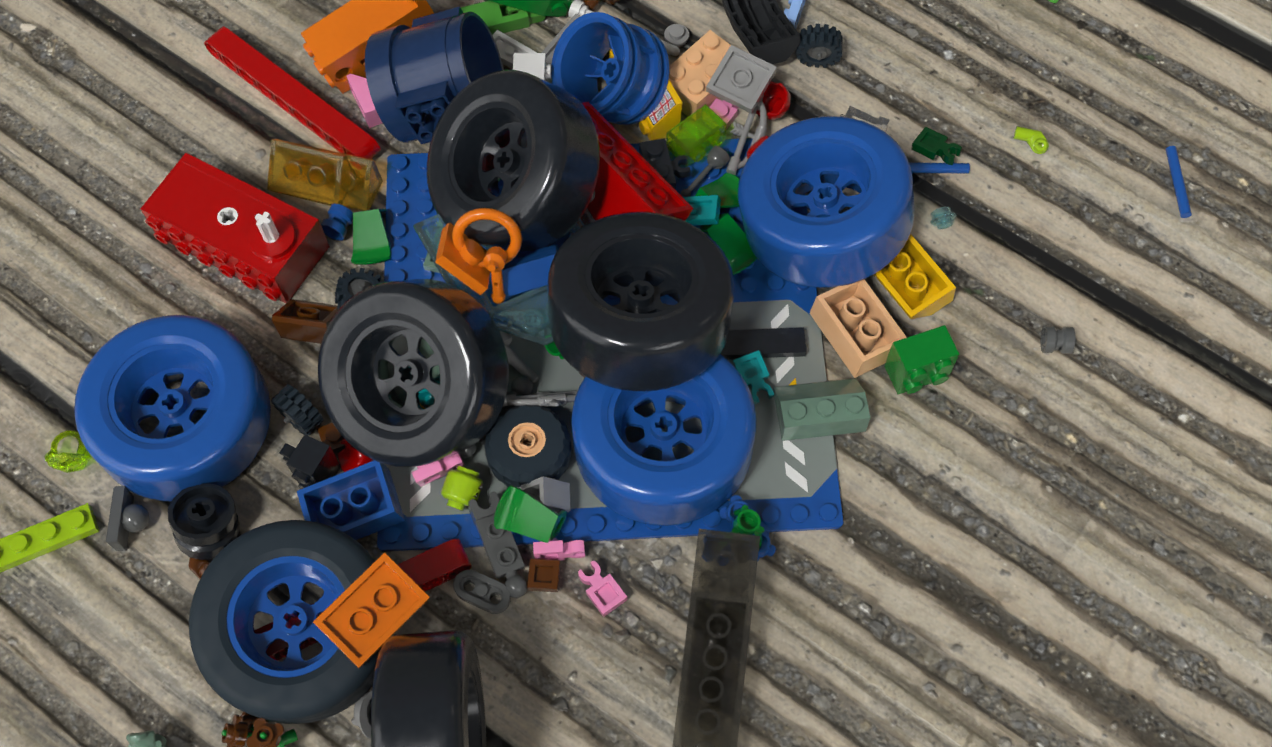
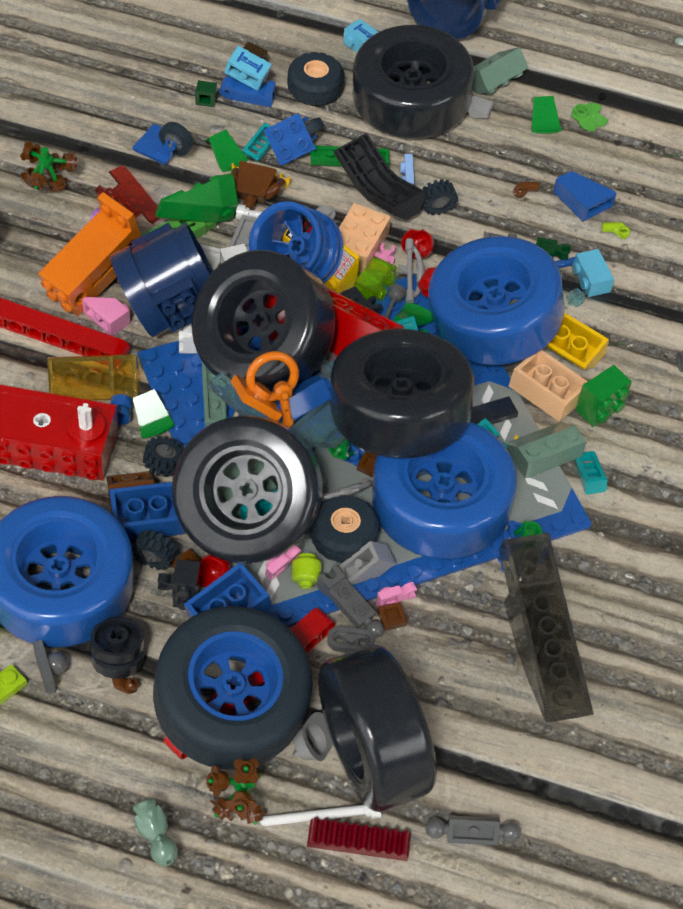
camera: 25 degrees left, 10 degrees down
(292, 356) = (145, 509): none -> blue brick
(371, 610) = (299, 652): orange plate -> none
(527, 516) = (367, 572): green piece -> none
(604, 591) = (440, 615): bright pink plate -> none
(741, 79) = (395, 231): light grey plate -> none
(865, 471) = (593, 484): none -> teal slope
(935, 56) = (523, 188): none -> reddish brown arm
(976, 190) = (592, 273): none -> medium azure brick
(1007, 85) = (583, 195): none -> blue slope

